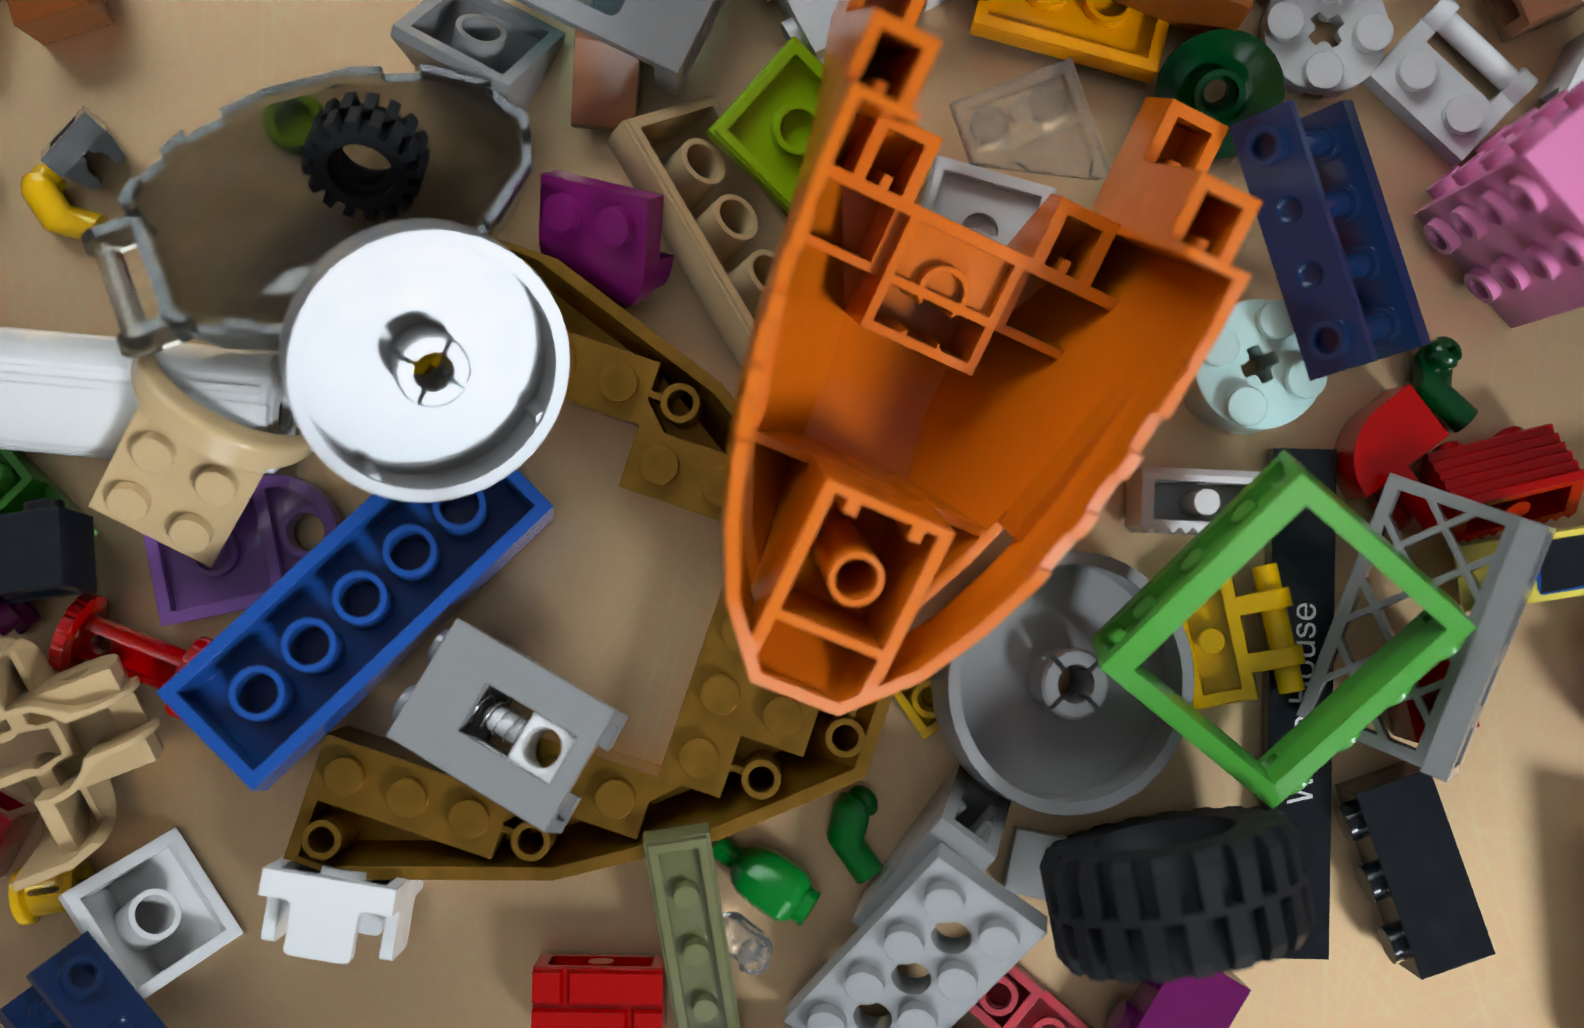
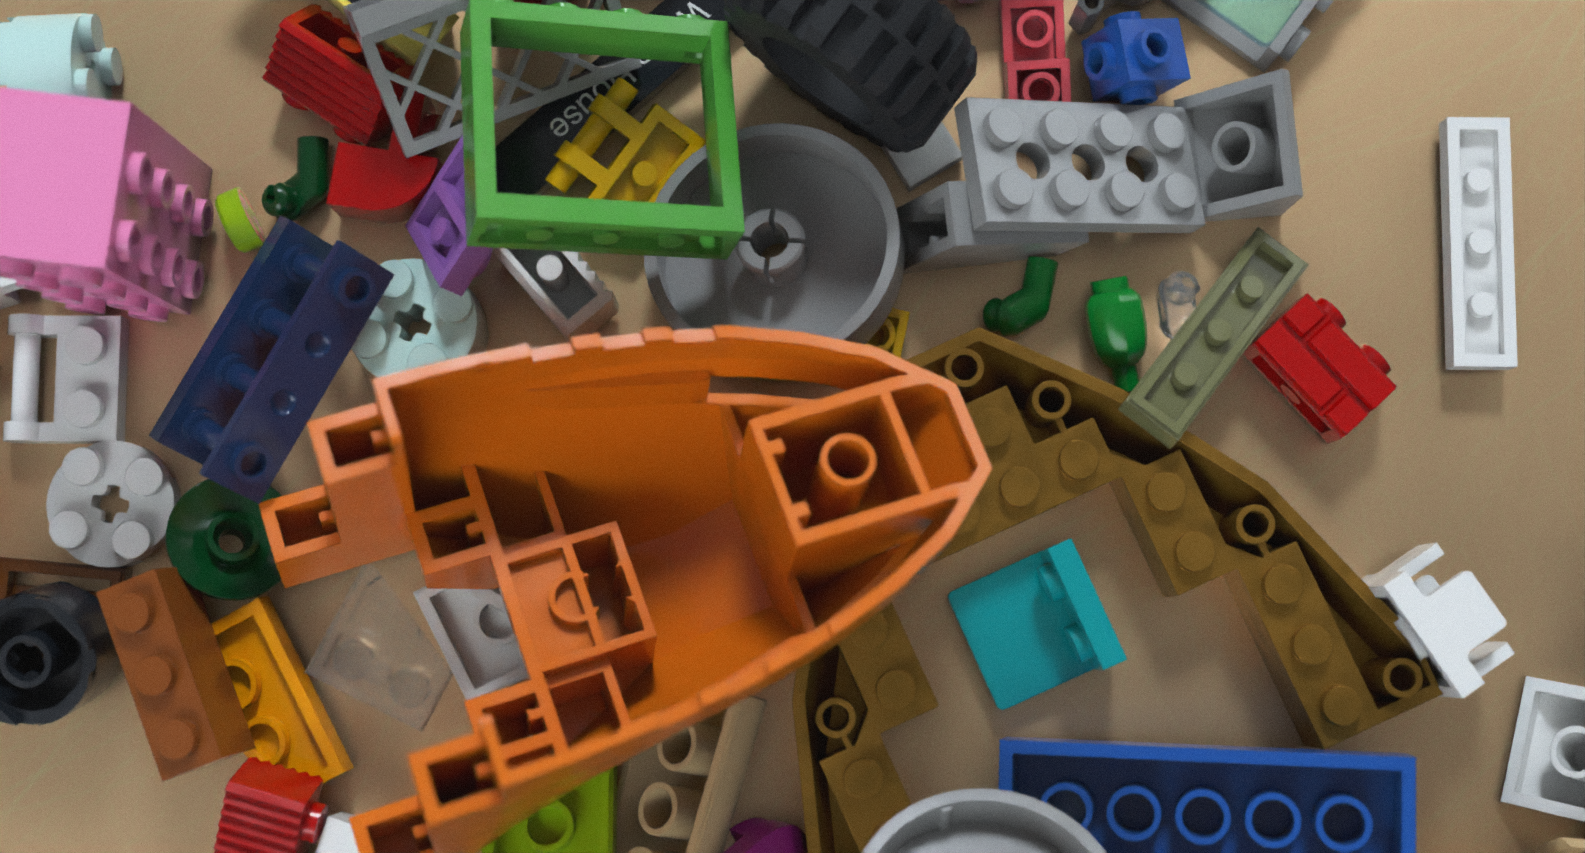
camera: 140 degrees left, 5 degrees down
(468, 699) = (1202, 669): light grey brick -> none
(612, 613) = (1035, 625): none -> teal bracket
(1313, 446) = (440, 228): none -> medium lavender wing
(1454, 311) = (240, 220): none -> lime tile

